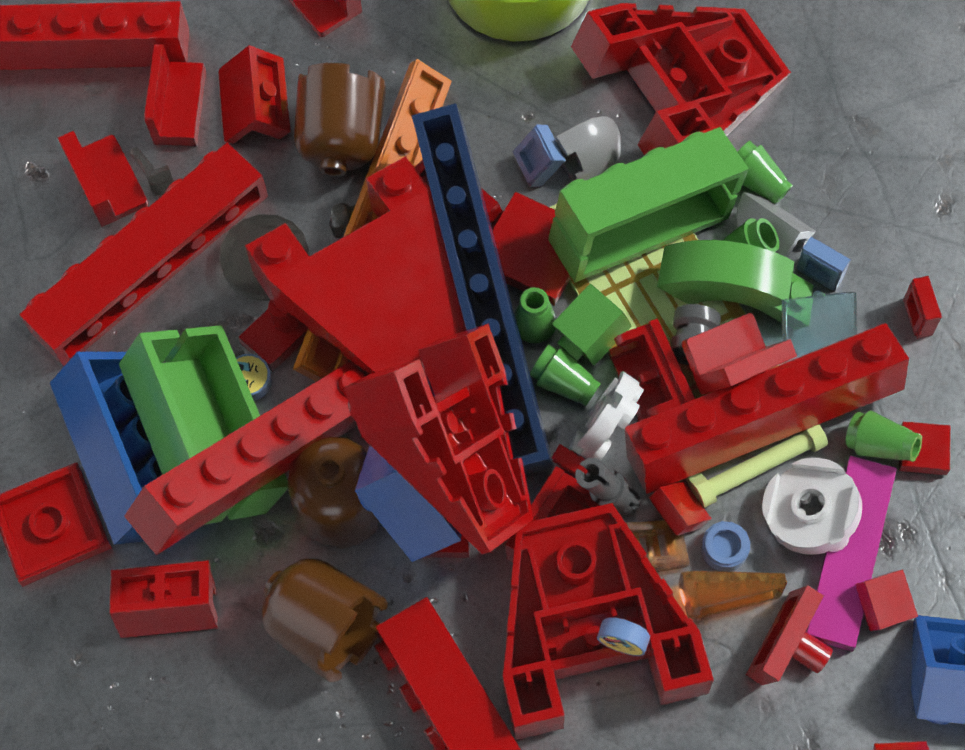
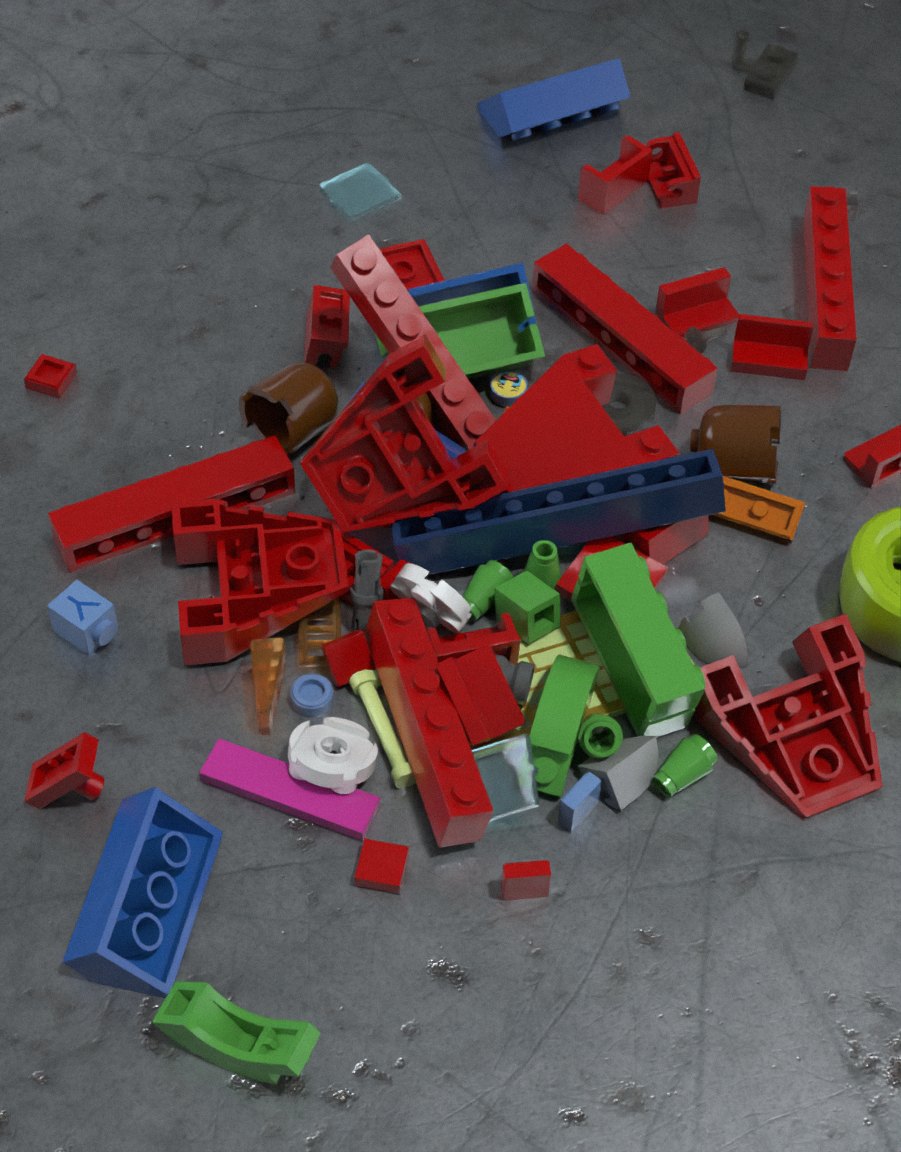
camera: 90 degrees right, 15 degrees down
(253, 95) = (796, 401): red panel -> none
(538, 155) = (702, 590): medium blue tile -> none
(623, 636) = (228, 576): medium blue tile -> none
(790, 640) = (214, 722): red tile -> none
(882, 438) = (393, 817): bright green cone -> none
(886, 600) = (236, 801): red tile -> none

